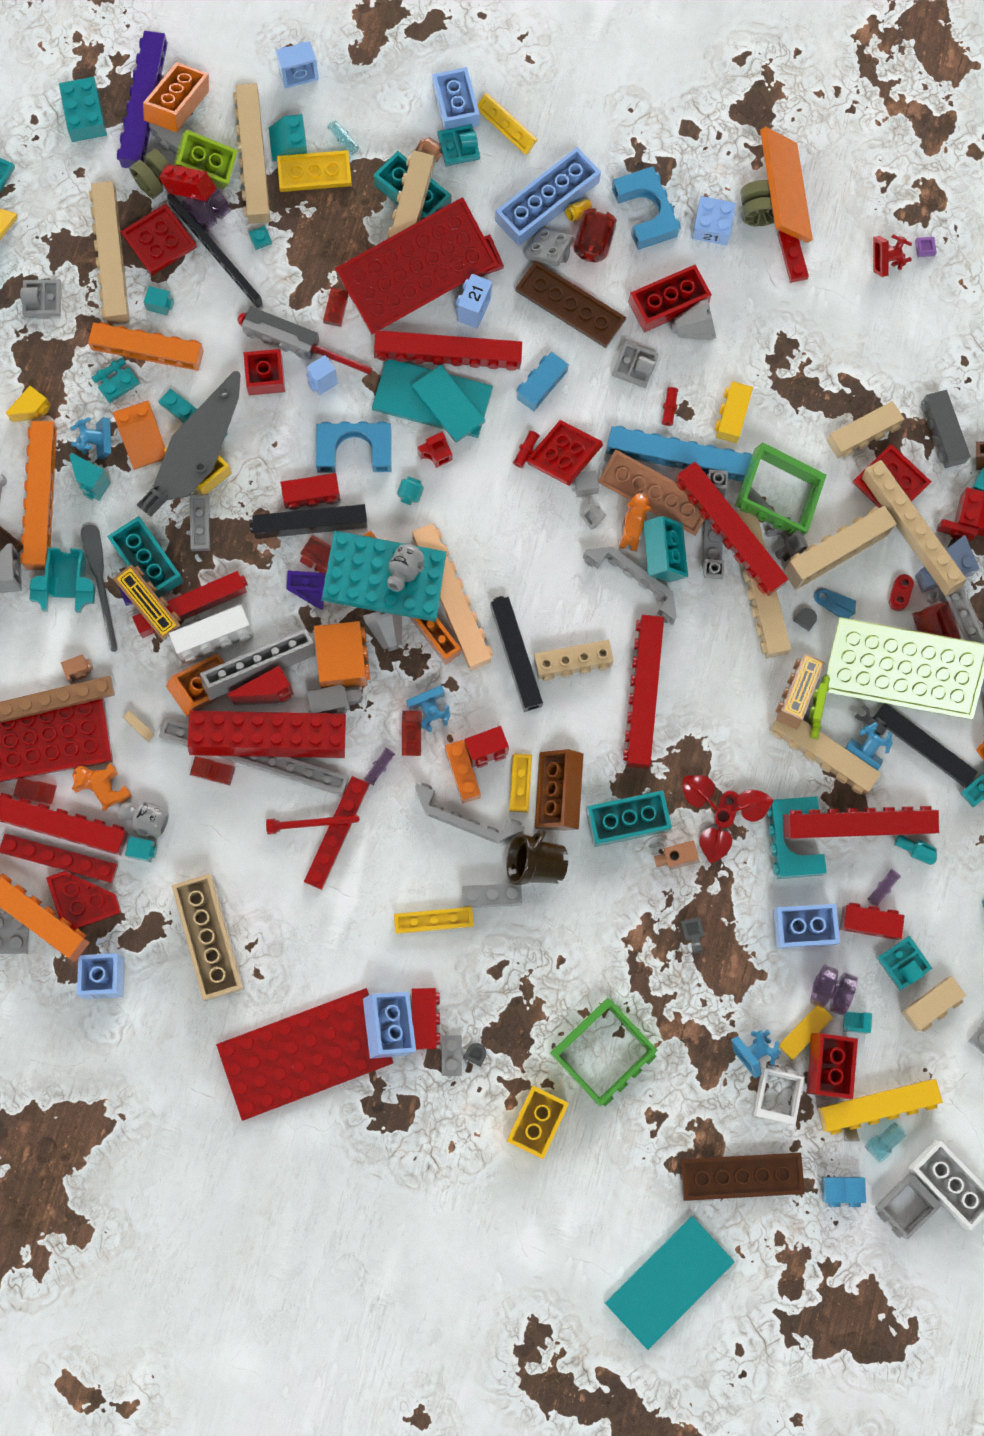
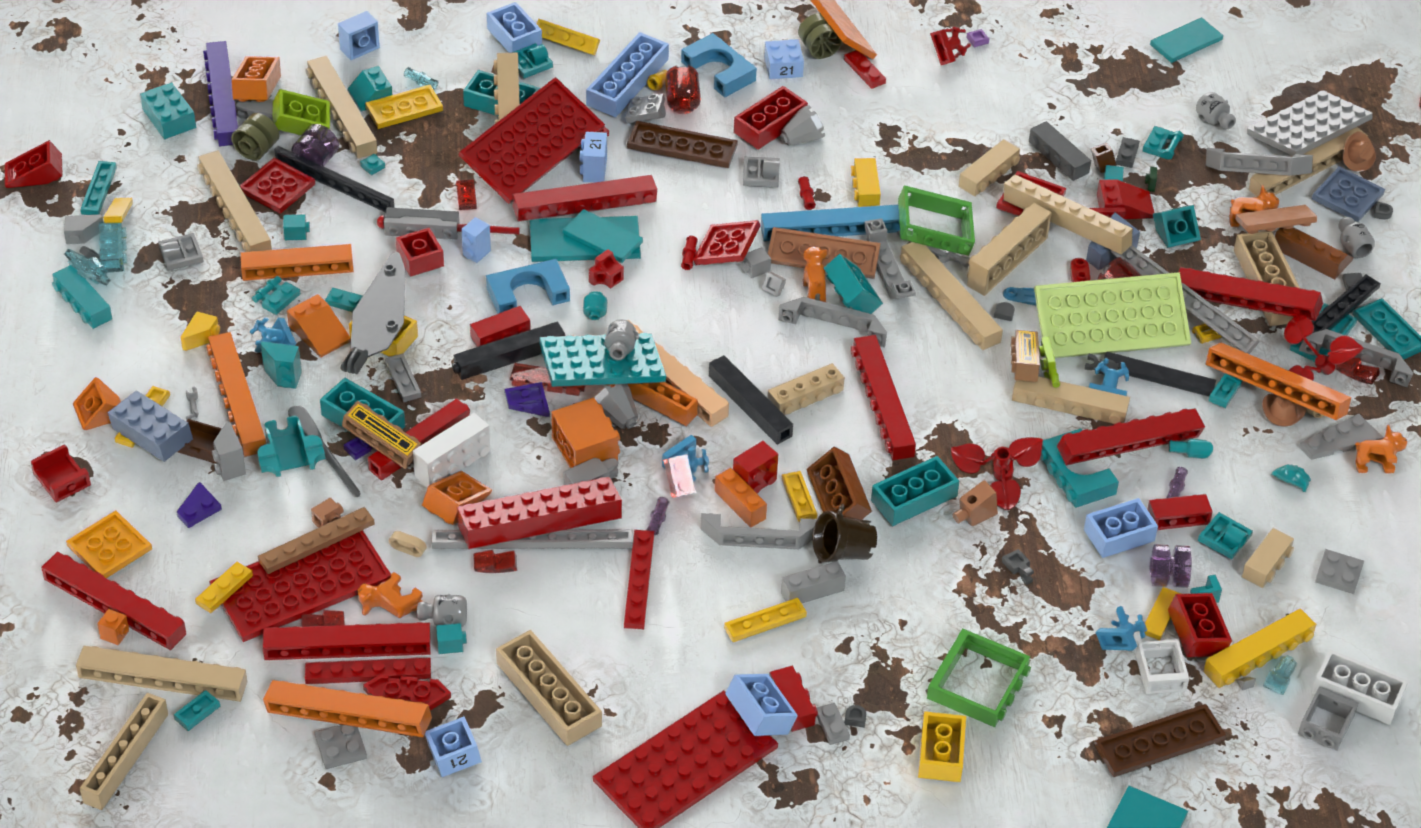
camera: 15 degrees left, 30 degrees down
(187, 182) = (294, 126): red brick -> none
(247, 667) = (507, 460): light grey brick -> none
(265, 689) = (524, 475): red slope -> none
(274, 826) = (575, 587): red piece -> none
(542, 381) = (681, 201): dark azure brick -> none
(731, 529) = (906, 253): red brick -> none
(793, 544) = (964, 255): dark grey plate -> none
(844, 1190) = (1261, 723): dark azure brick -> none

